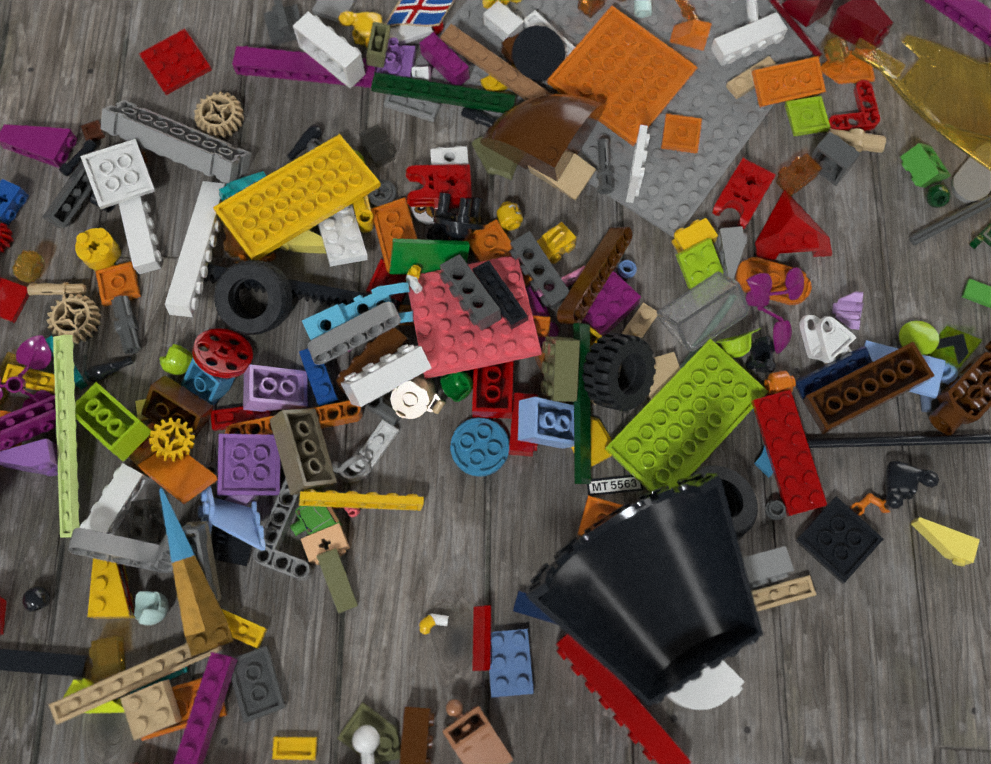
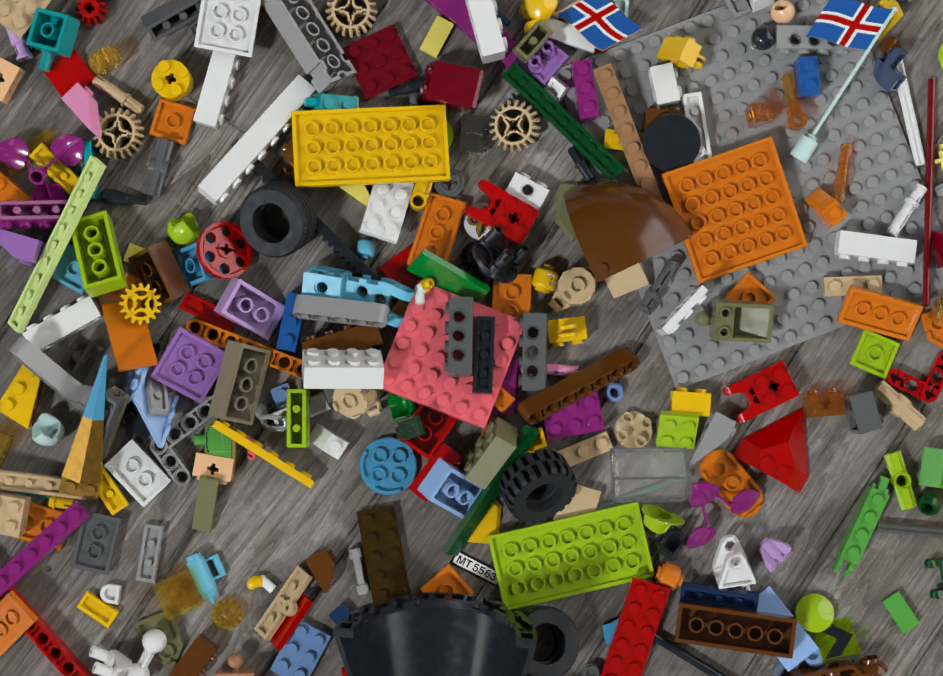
camera: 30 degrees right, 15 degrees up
(29, 313) = (84, 106): none -> bright pink slope
(94, 456) = (68, 270): none -> medium azure tile
(197, 670) = (60, 502): none -> yellow pin
(232, 508) = (156, 395): none -> light grey tile
(258, 594) = (138, 473): none -> white plate
(267, 139) = (380, 62): none -> dark red plate
(298, 724) = (111, 593): none -> white tile
(301, 96) = (436, 37): none -> light yellow tile
(313, 662) = (150, 553): none -> light grey tile
(336, 115) = (451, 85): none -> dark red slope
(345, 281) = (365, 249): none -> medium azure piece
(348, 445) = (280, 394): none -> medium blue plate
(361, 680) = (177, 594): none -> clear yellow brick
(373, 449) = (298, 418): none -> lime brick
(374, 649) = (202, 575): none -> medium azure piece
(392, 115) = (520, 118): none -> tan gear
(409, 670) = (220, 620): none -> clear yellow gear
(414, 457) = (328, 441): none -> white slope
(465, 626) = (284, 603): none -> tan hinge
(478, 389) = (410, 428): none -> clear green slope
(478, 568) = (322, 566): none -> reddish brown slope
(502, 541) = (362, 587): none -> light grey bar
(523, 522) = (383, 553): none -> dark brown plate
(538, 204) = (573, 288): none -> tan container
(664, 287) = (633, 429): none -> tan dish
(686, 148) = (743, 323): none -> olive slope
(901, 245) = (862, 525): none -> bright green hinge
(910, 199) = (903, 492): none -> lime piece

